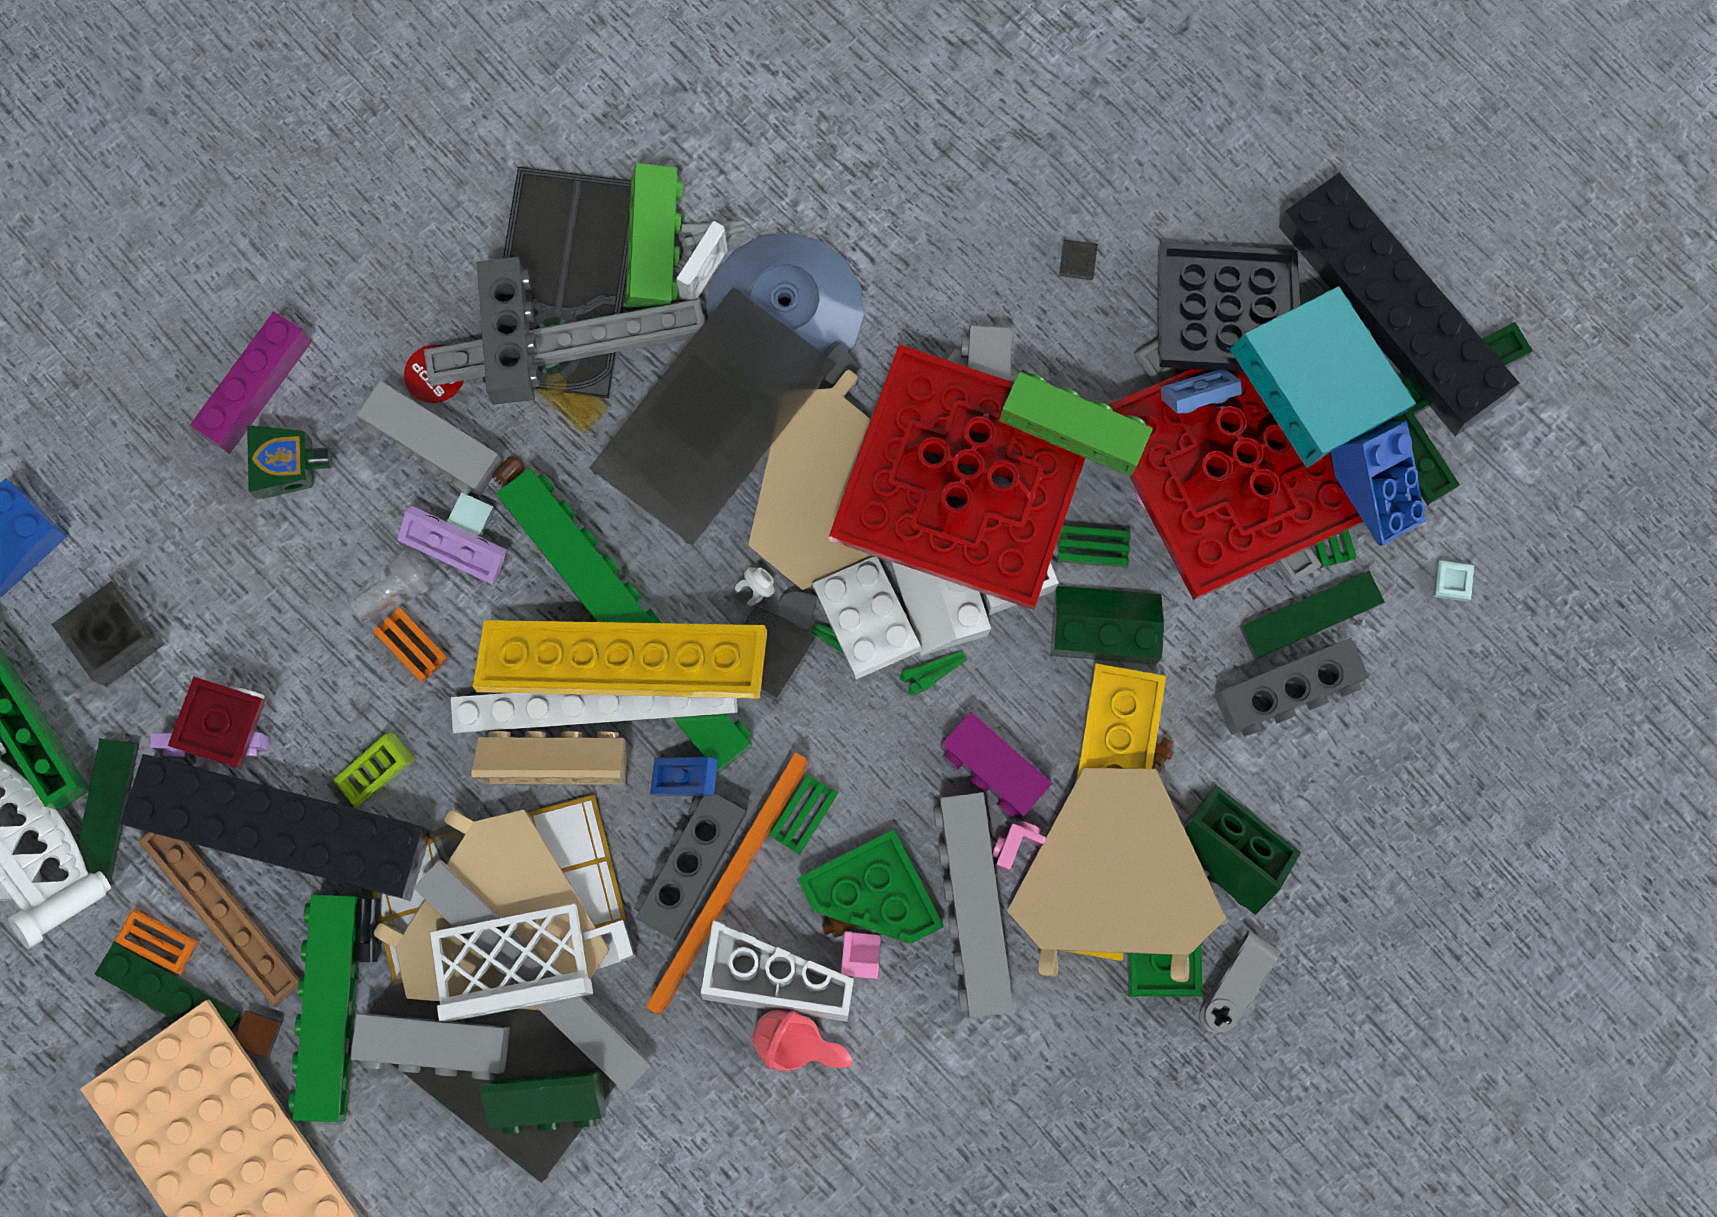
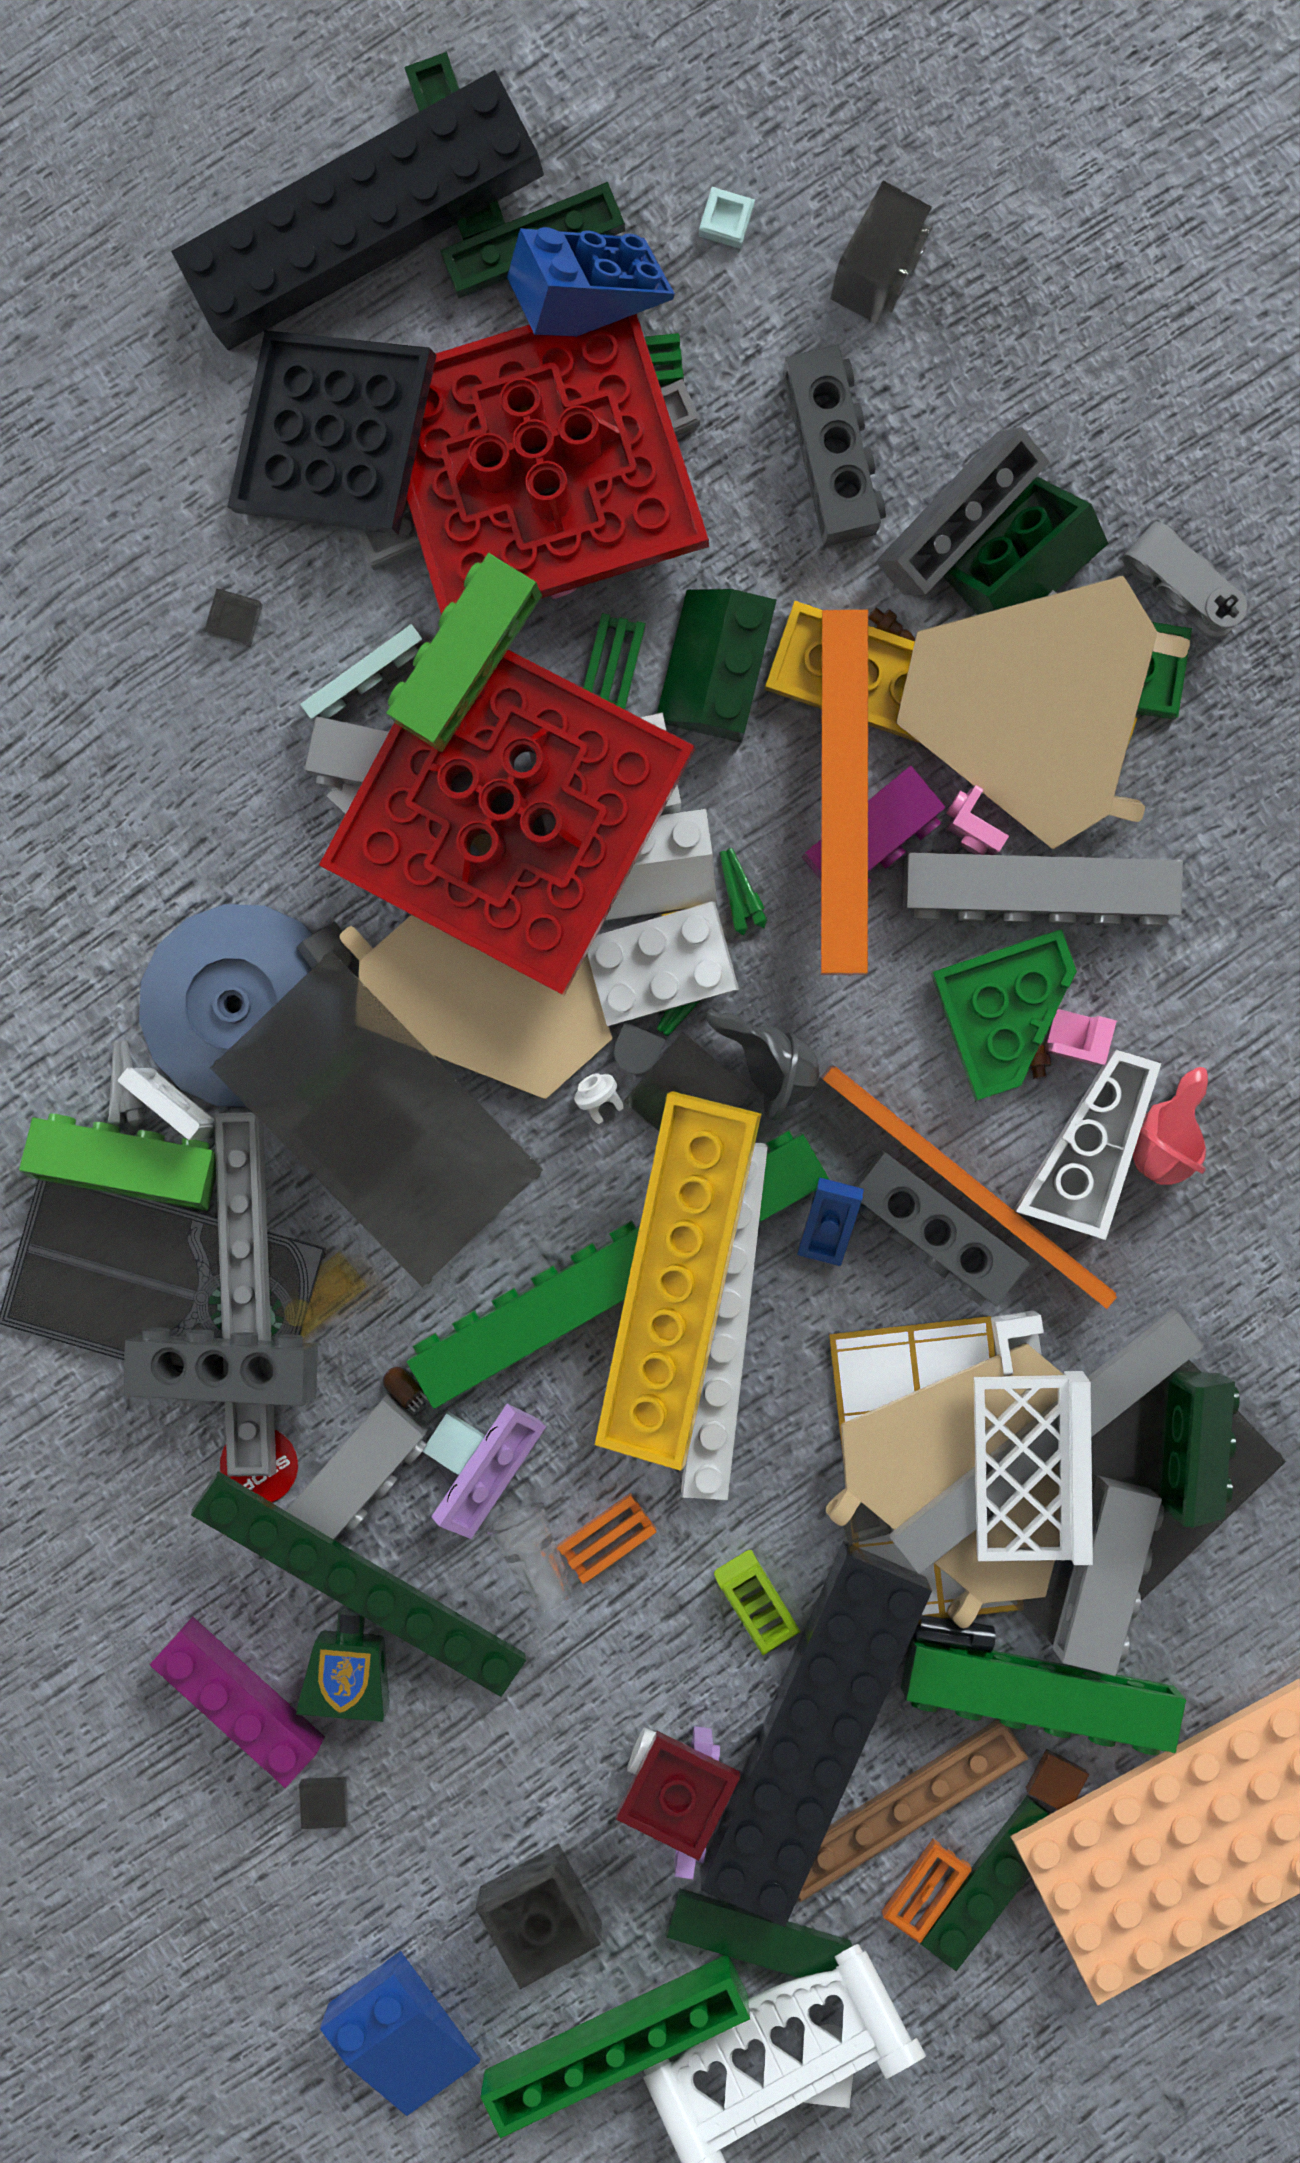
camera: 80 degrees left, 10 degrees up
(178, 460) = (323, 1802): none -> clear smoke tile
(352, 459) = (358, 1583): none -> dark green plate
(550, 760) = (783, 1384): tan slope -> none
(802, 719) = (777, 1062): none -> dark grey piece
(819, 789) = (923, 1105): green tile -> none
(1021, 733) = (844, 793): none -> orange tile
(1050, 358) = (363, 674): none -> light aqua plate
(1201, 390) = (440, 485): medium blue plate -> none
(1258, 794) = (962, 511): none -> flat silver brick
(1312, 615) = (743, 403): dark green tile -> none
(1322, 375) = (447, 324): teal panel -> none
(1445, 699) = (882, 253): none -> clear smoke brick

